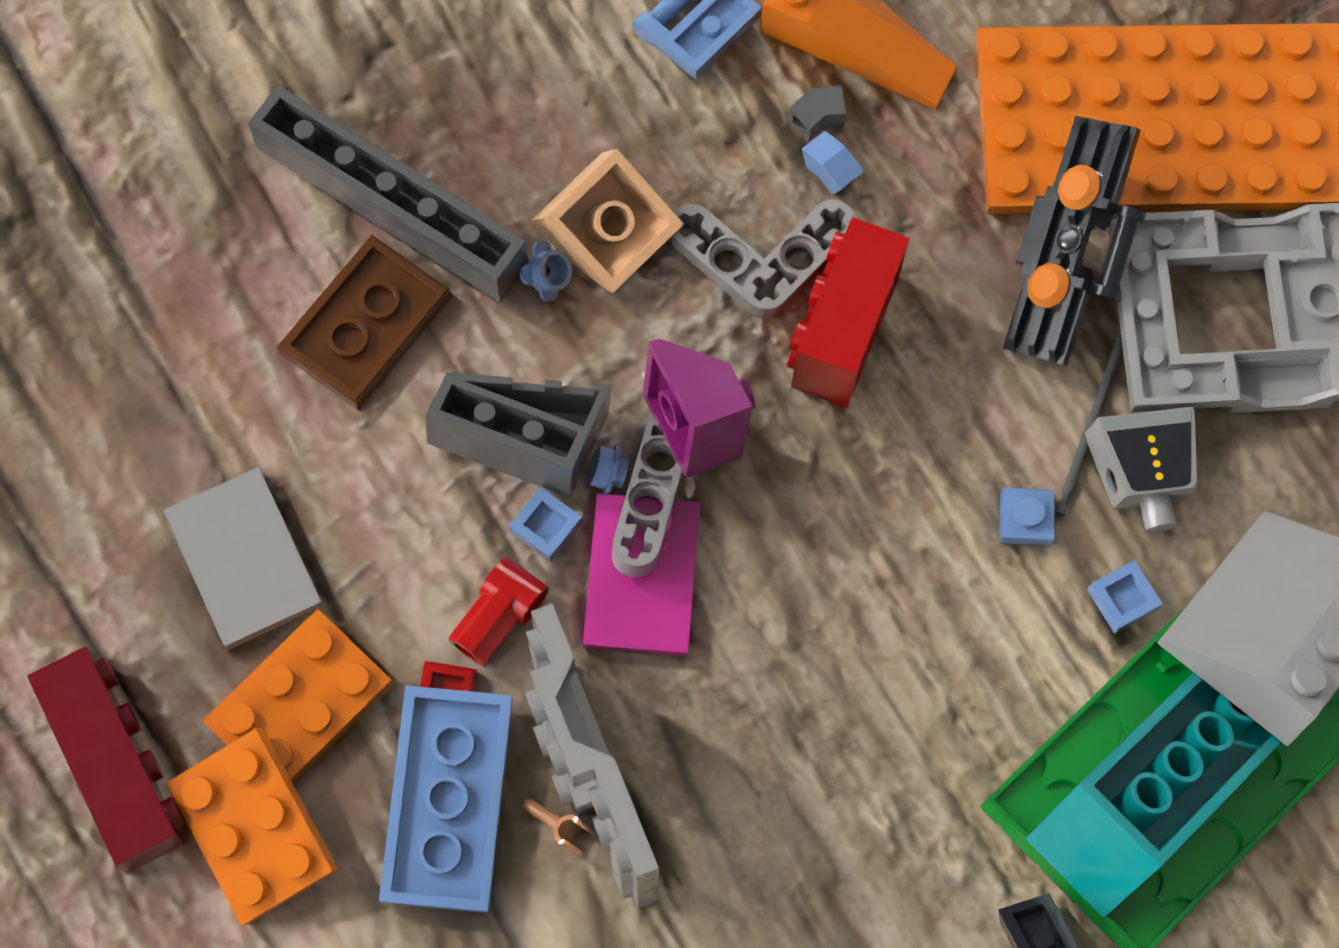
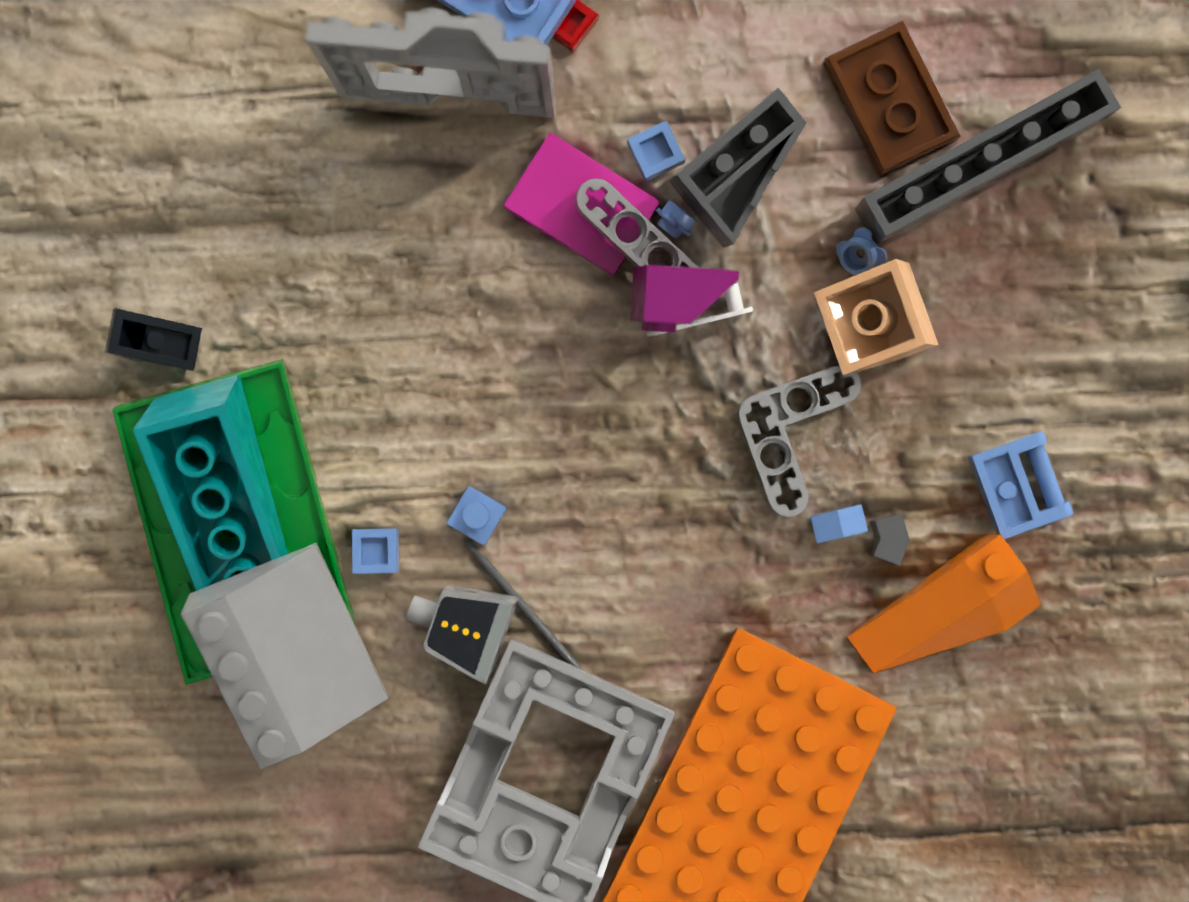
camera: 125 degrees right, 15 degrees up
(504, 602) = (610, 91): red piece -> none
(846, 311) = (702, 459): red brick -> none
(1057, 234) = (678, 659): black piece -> none

